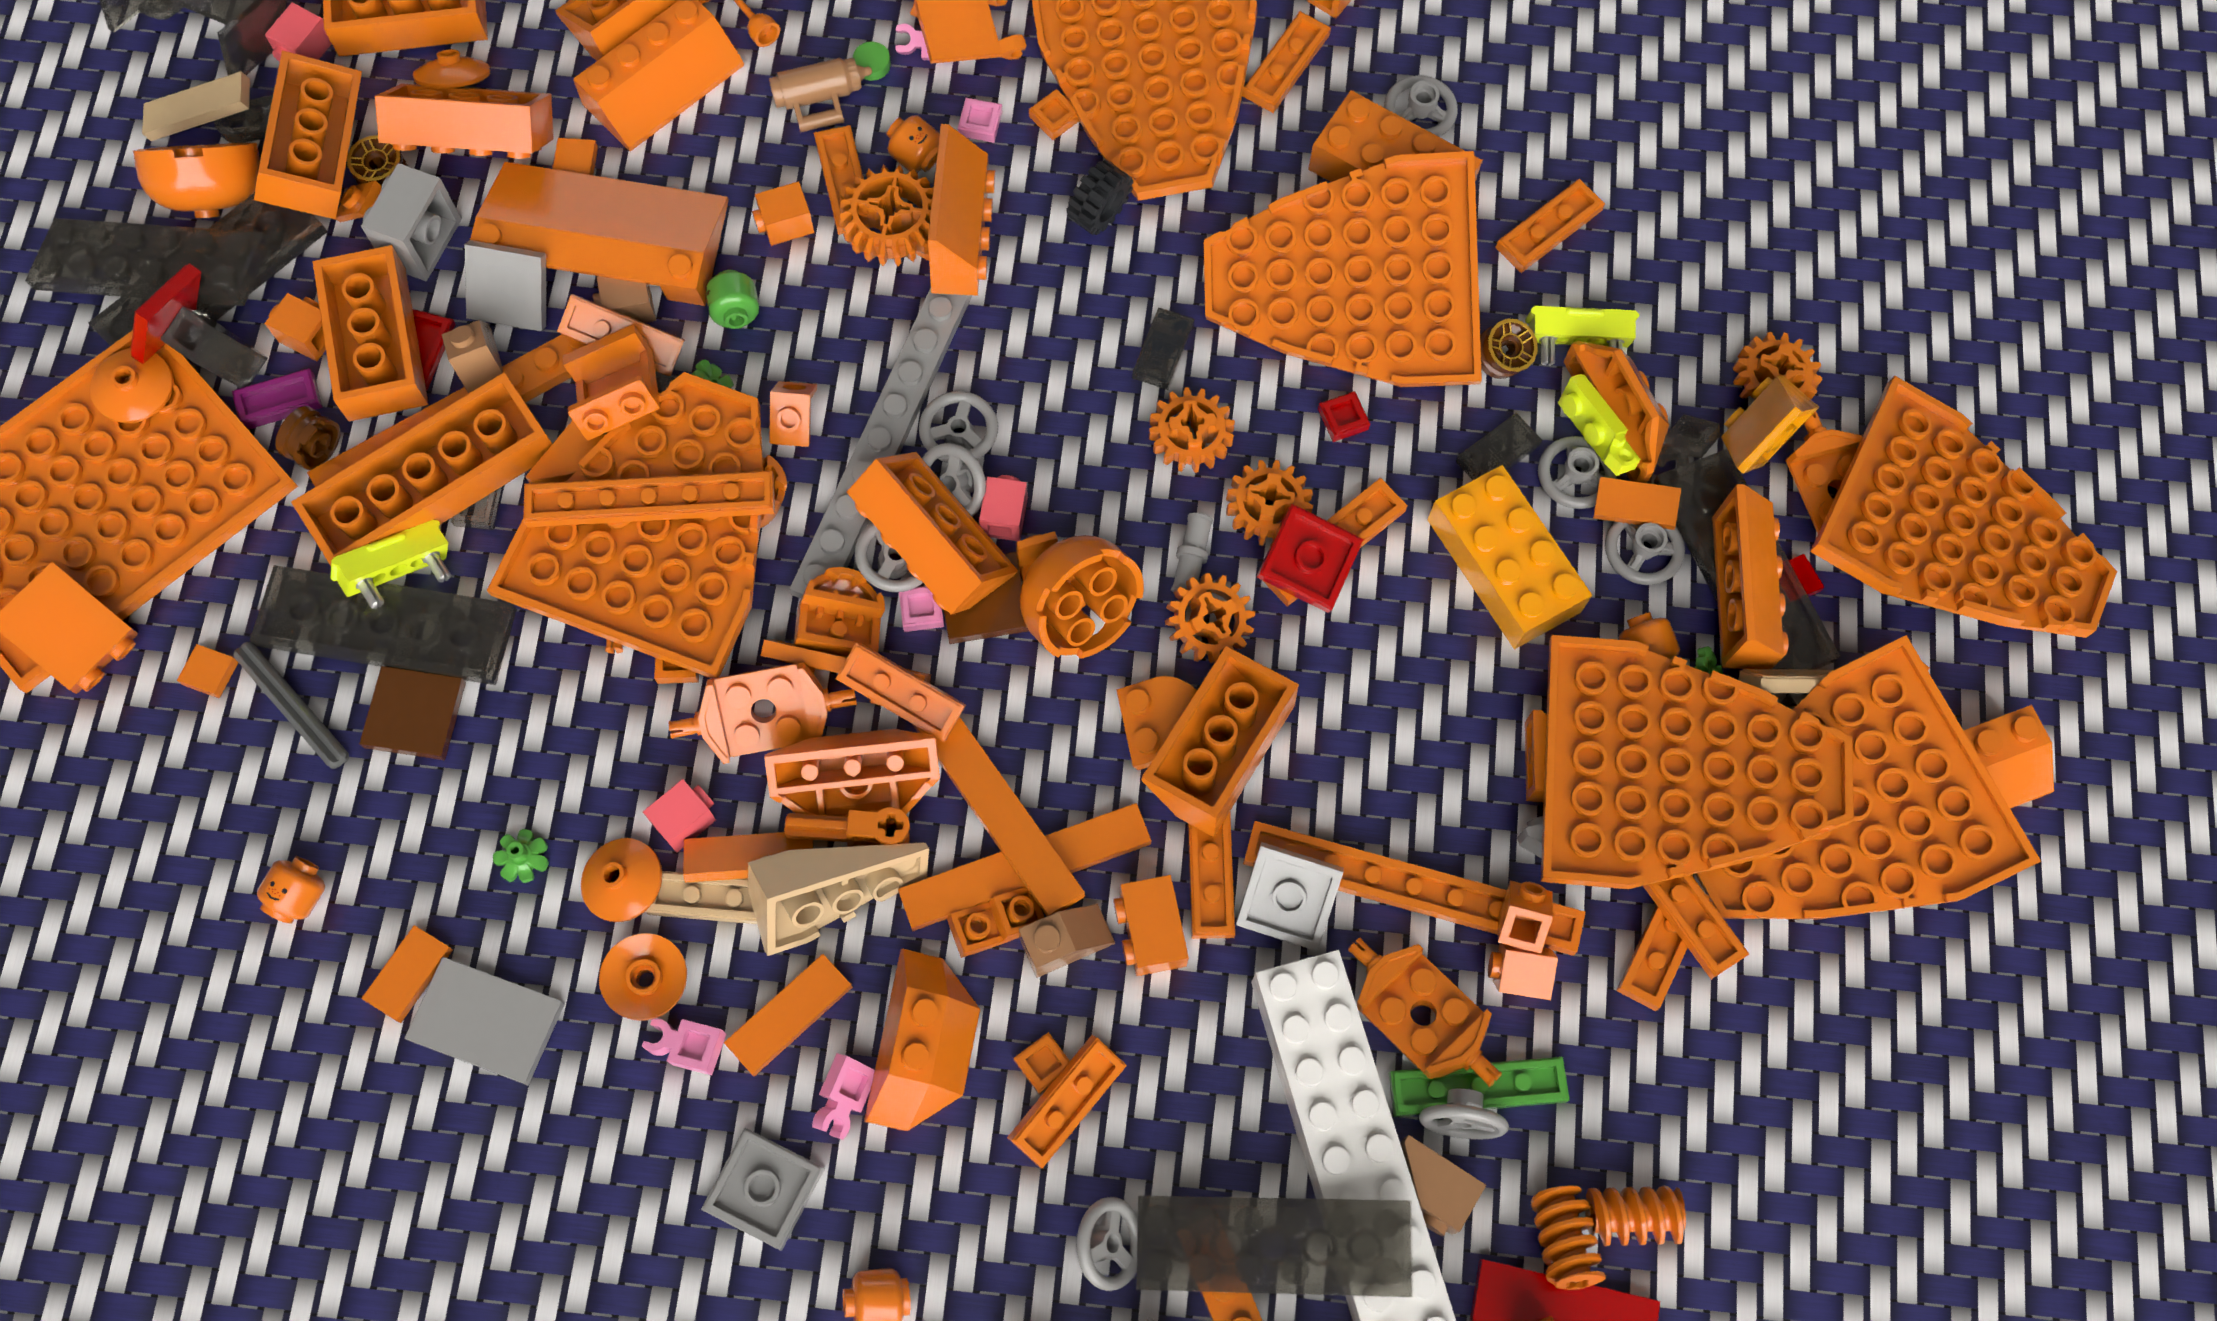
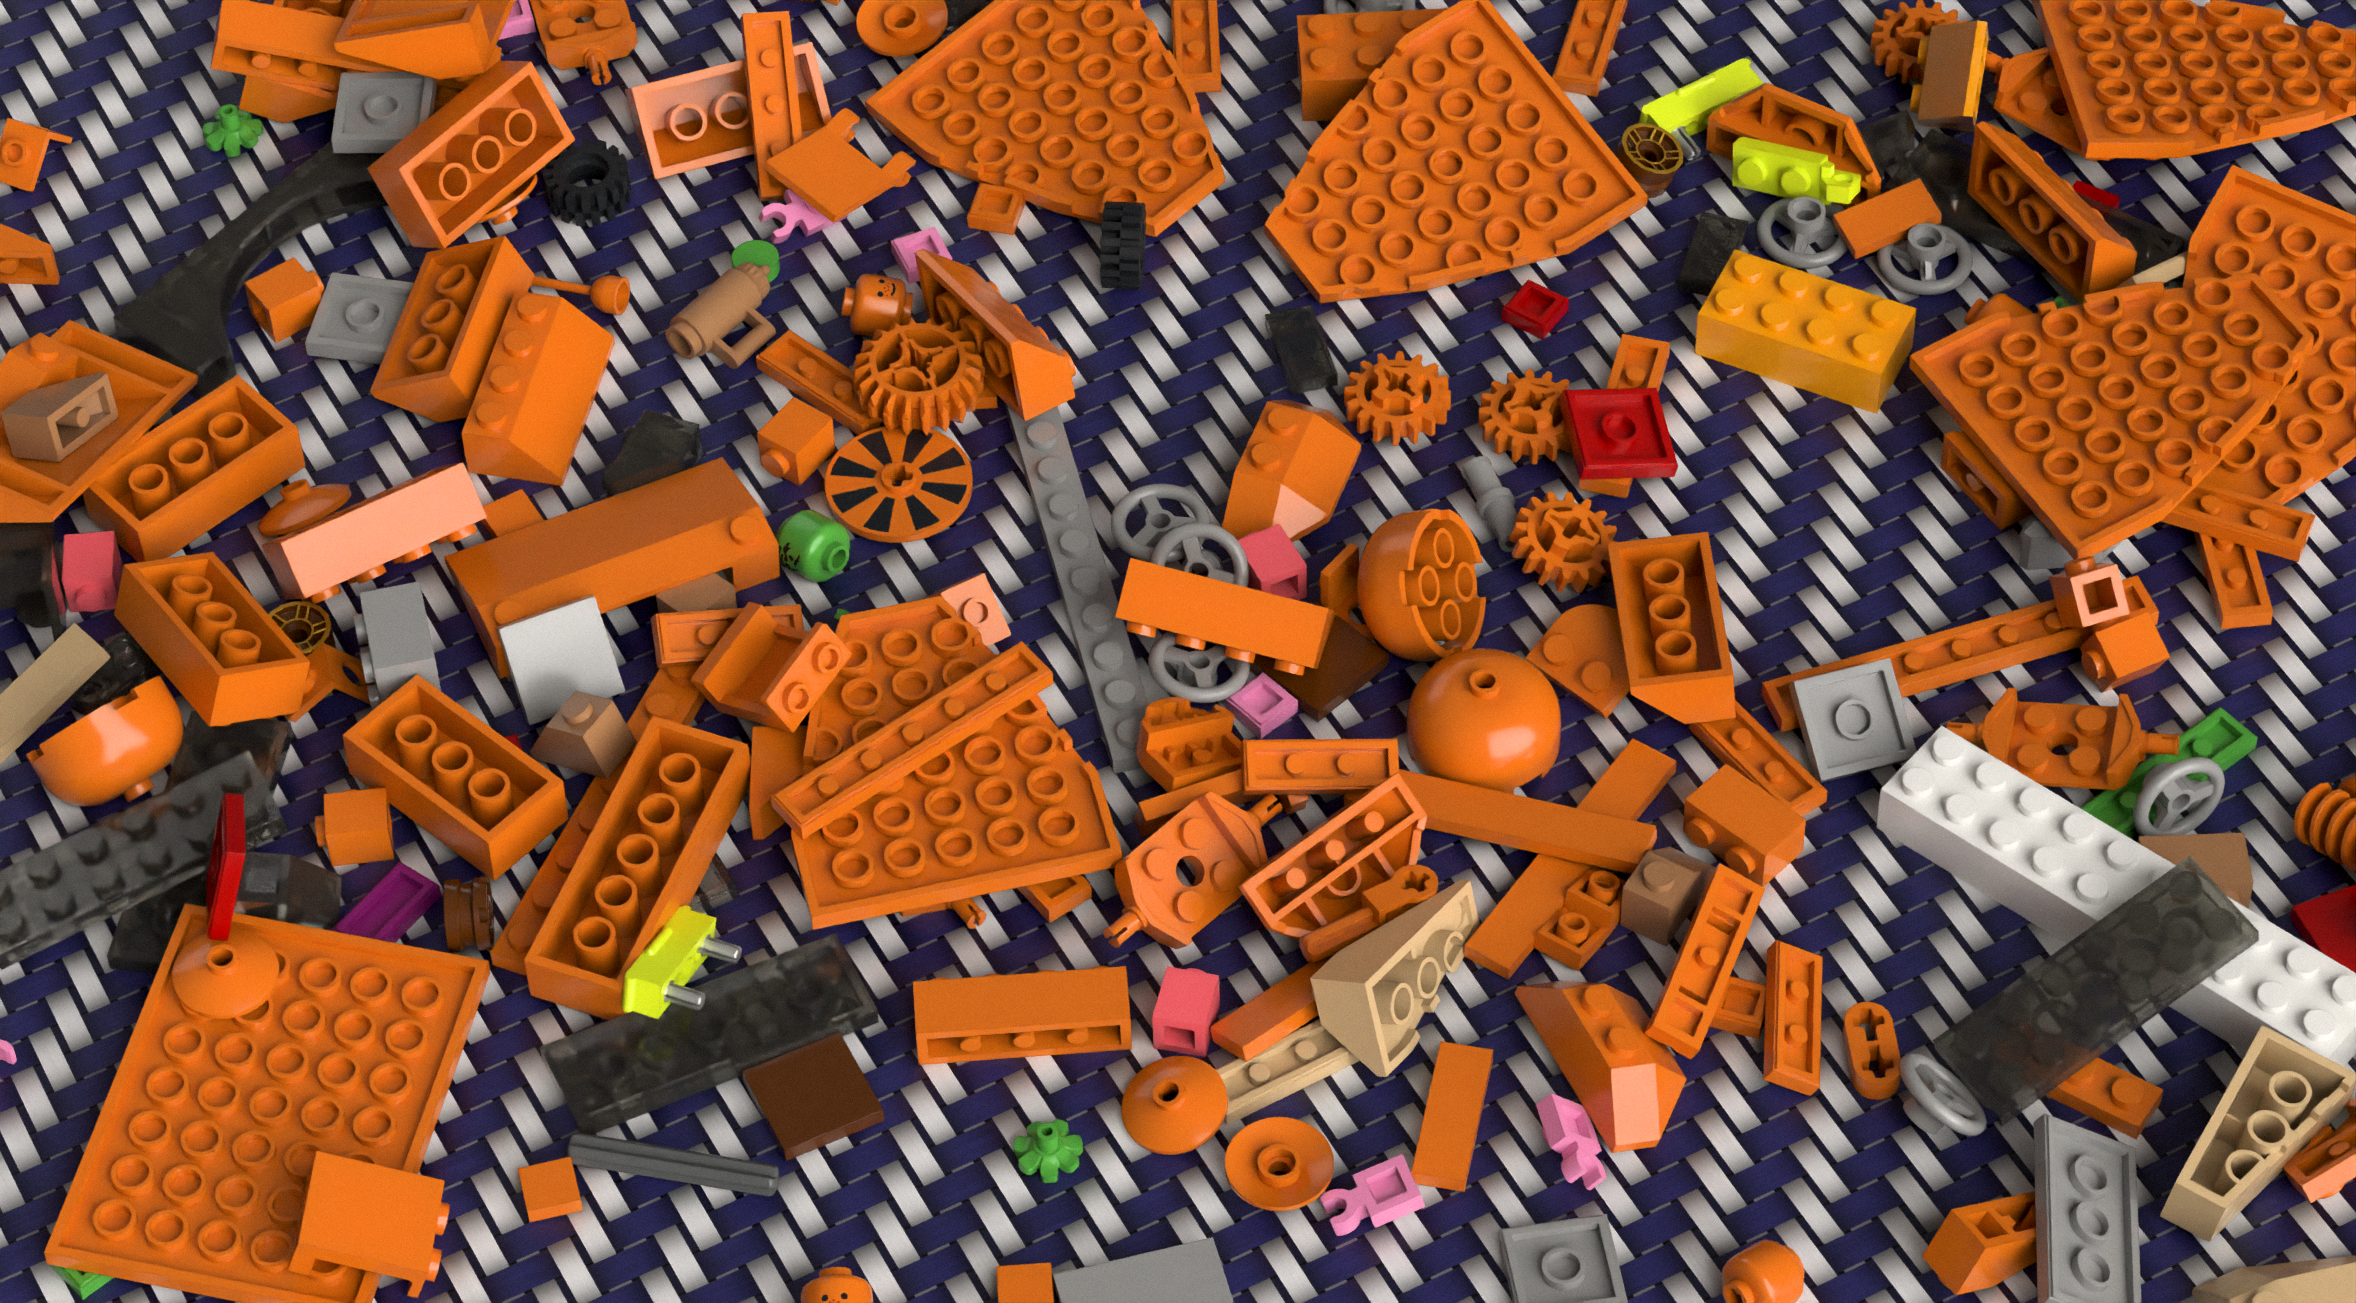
camera: 30 degrees left, 20 degrees down
(578, 745) = (1022, 1015): none -> orange brick
(687, 166) = (653, 451): none -> clear smoke slope
(826, 312) = (864, 479): none -> orange piece
(1035, 1020) = (1705, 961): none -> orange hinge
(1046, 725) = (1484, 720): none -> orange cylinder
(1076, 440) = (1290, 471): none -> orange wedge
(1092, 1158) = (1861, 1052): none -> orange beam

